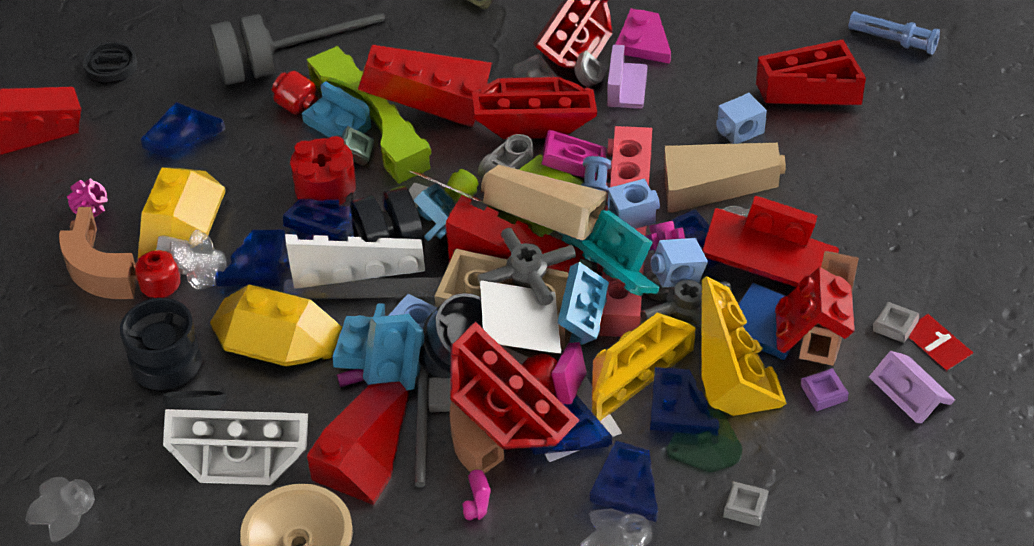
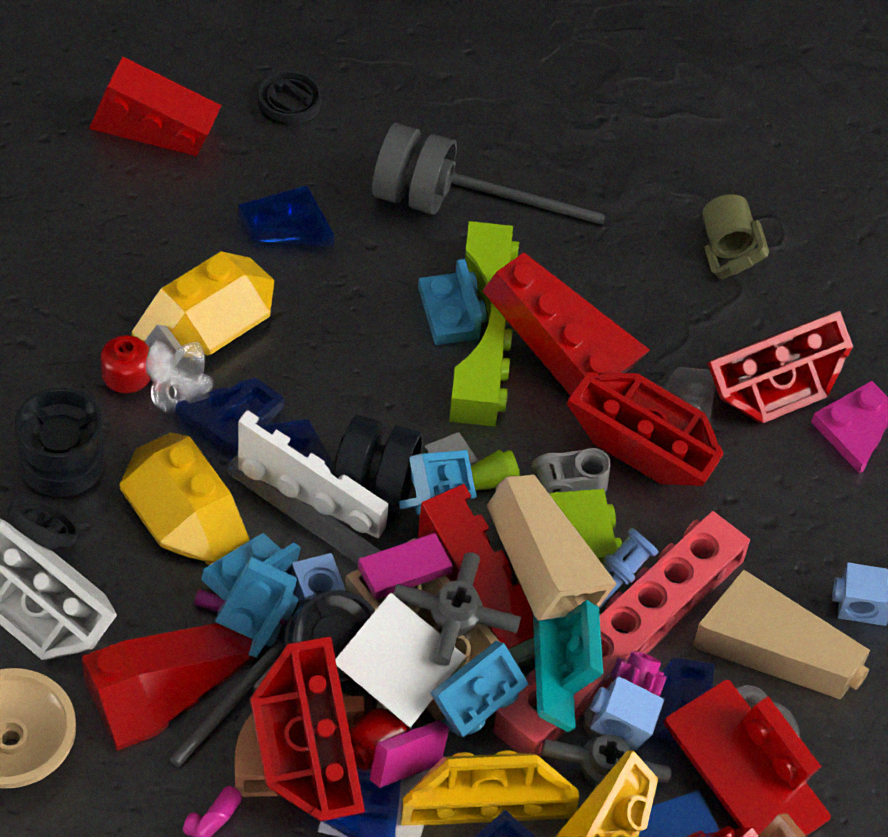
camera: 30 degrees right, 5 degrees up
(87, 195) = (134, 237): dark pink gear -> none
(95, 271) = (78, 323): nougat arch -> none
(294, 92) = (430, 249): red head -> none
(319, 218) = (332, 407): clear blue wing -> none
(323, 169) = (377, 359): red brick -> none
(359, 144) = (438, 351): sand green tile -> none
(447, 186) = (464, 462): sticker -> none
(469, 261) = (405, 565): none -> dark pink tile
(568, 152) = (644, 507): dark pink tile -> none
(589, 70) = (756, 424): light grey tile -> none
(625, 81) = (785, 462): lavender panel -> none
(634, 203) = (635, 600): light blue brick -> none

